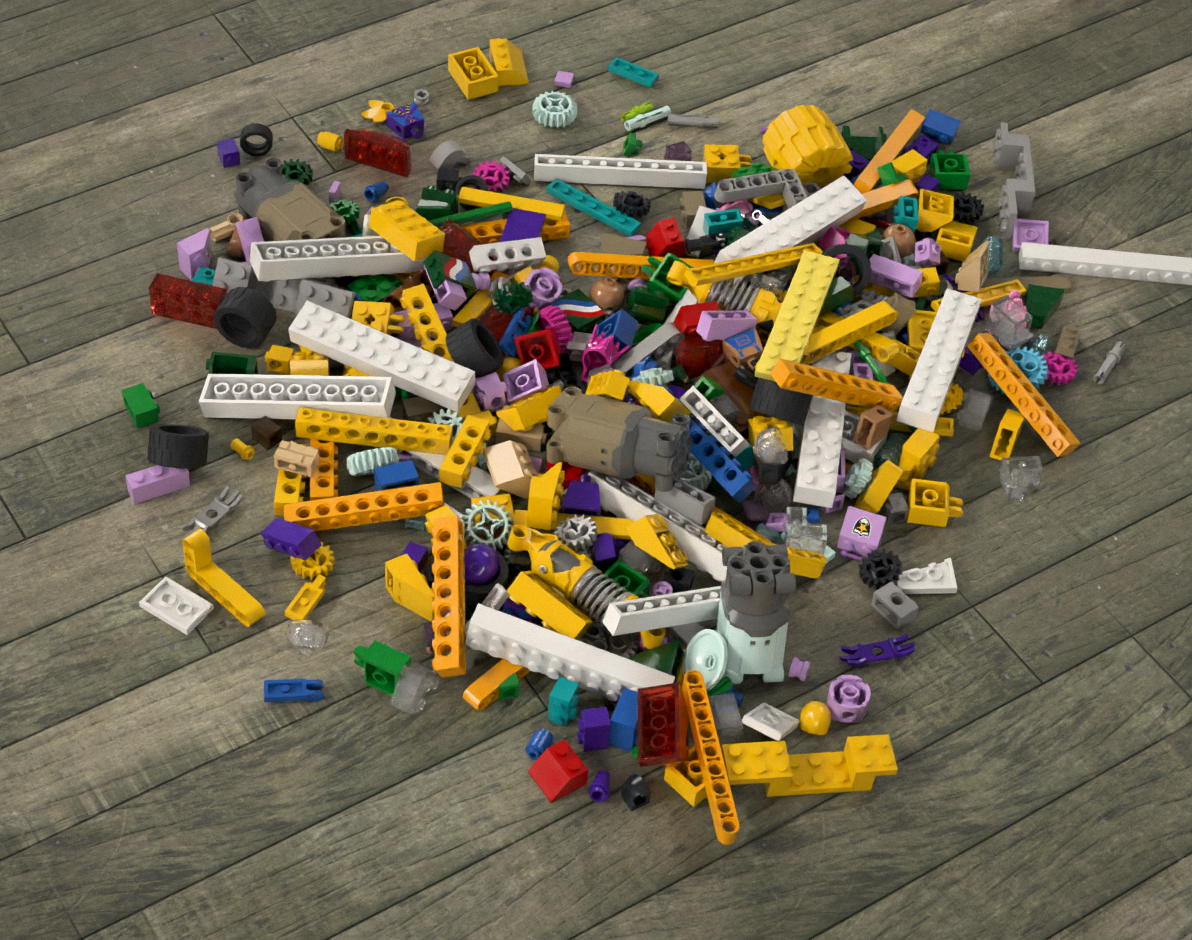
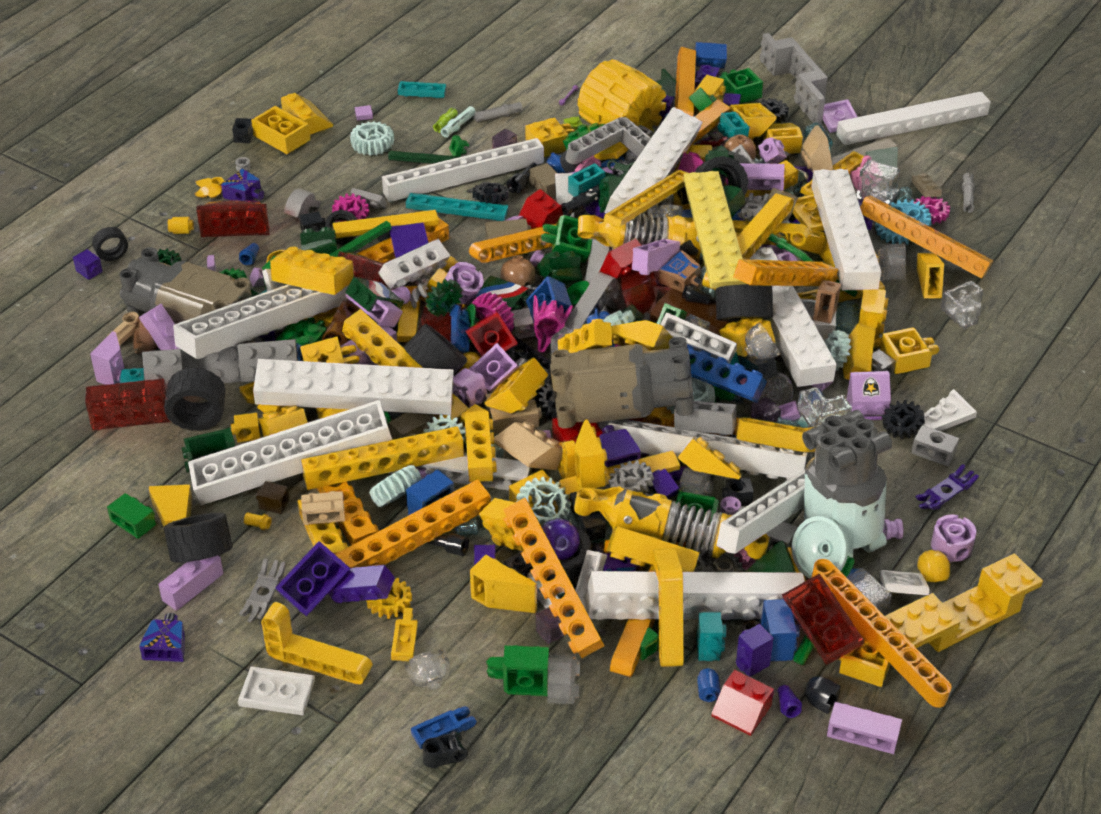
camera: 20 degrees left, 5 degrees down
(108, 526) = (164, 640): none -> dark purple torso
(179, 406) = (171, 502): none -> yellow slope
(253, 518) = (312, 578): none -> dark purple slope
(279, 710) = (442, 750): none -> black piece
(395, 532) = (453, 543): none -> black piece
(438, 62) = (242, 130): none -> black brick
(533, 658) = (670, 606): none -> yellow beam
(590, 144) = (418, 157): none -> dark green axle
(651, 835) = (864, 727): none -> lavender brick
(666, 200) = (519, 180): none -> black piece
(758, 156) = (574, 122): none -> lime plate

